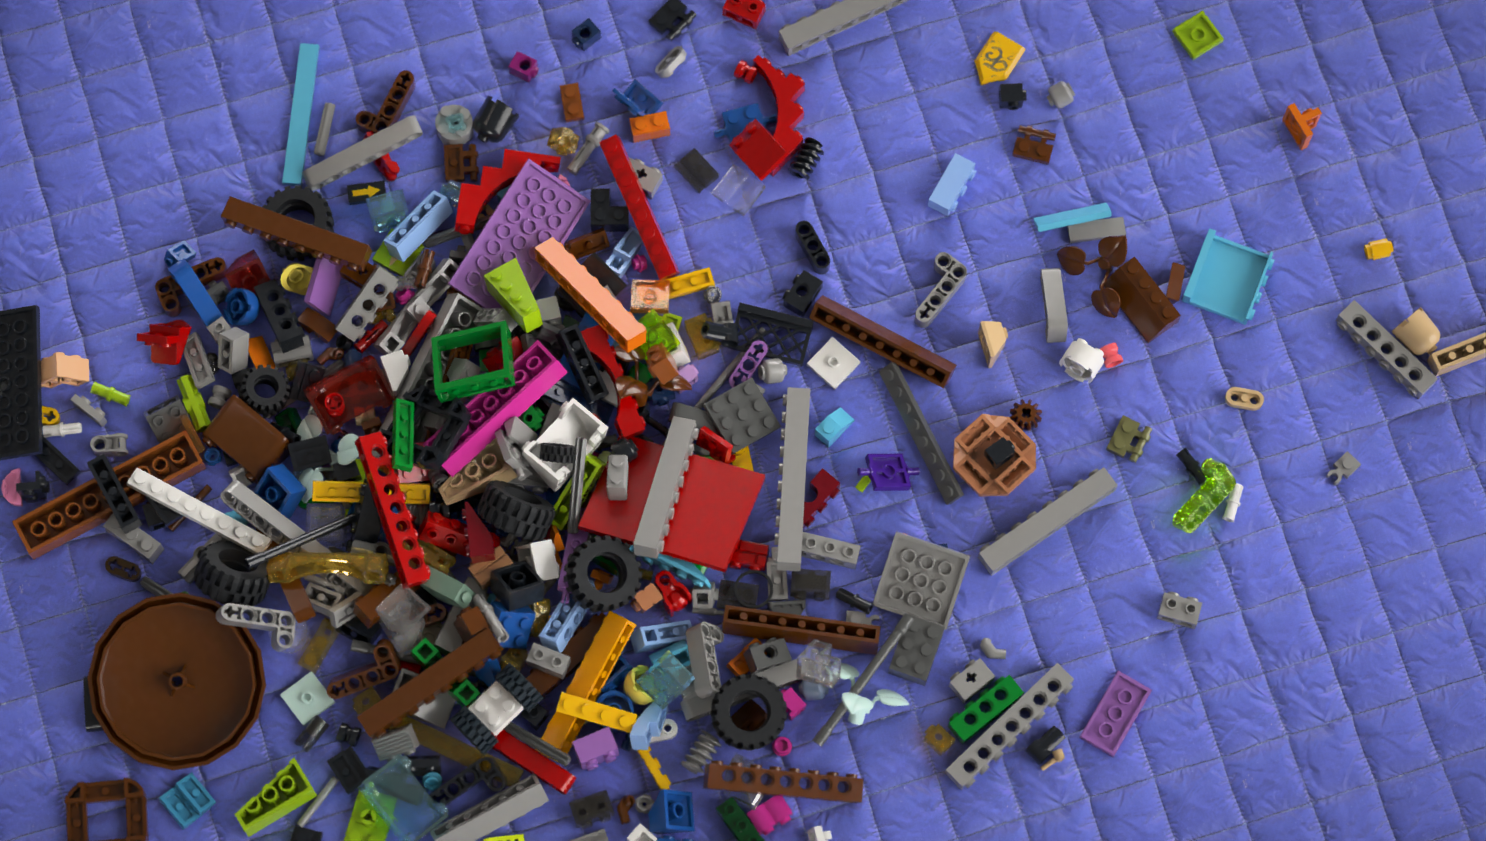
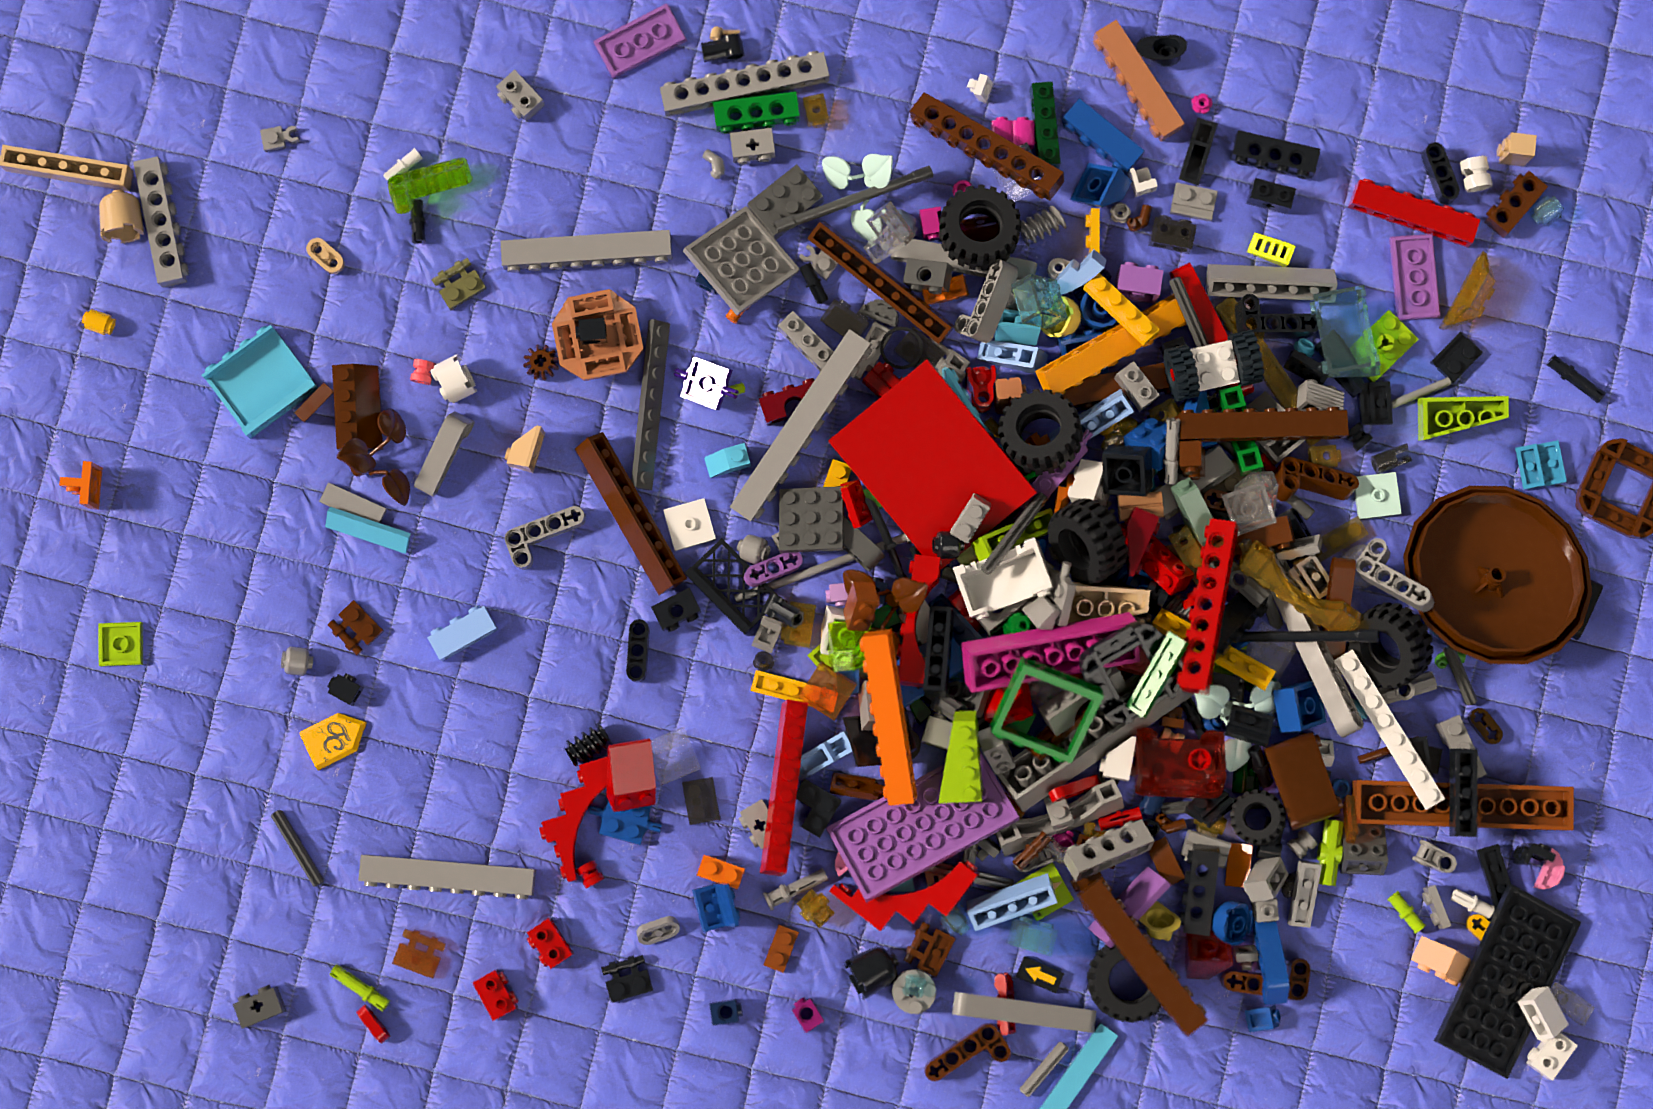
camera: 150 degrees left, 10 degrees up
(166, 341) = (1323, 933): red piece -> none
(557, 452) = (1018, 568): black tyre -> none
(639, 263) = (815, 736): dark pink plate -> none
(665, 487) = (931, 480): light grey brick -> none

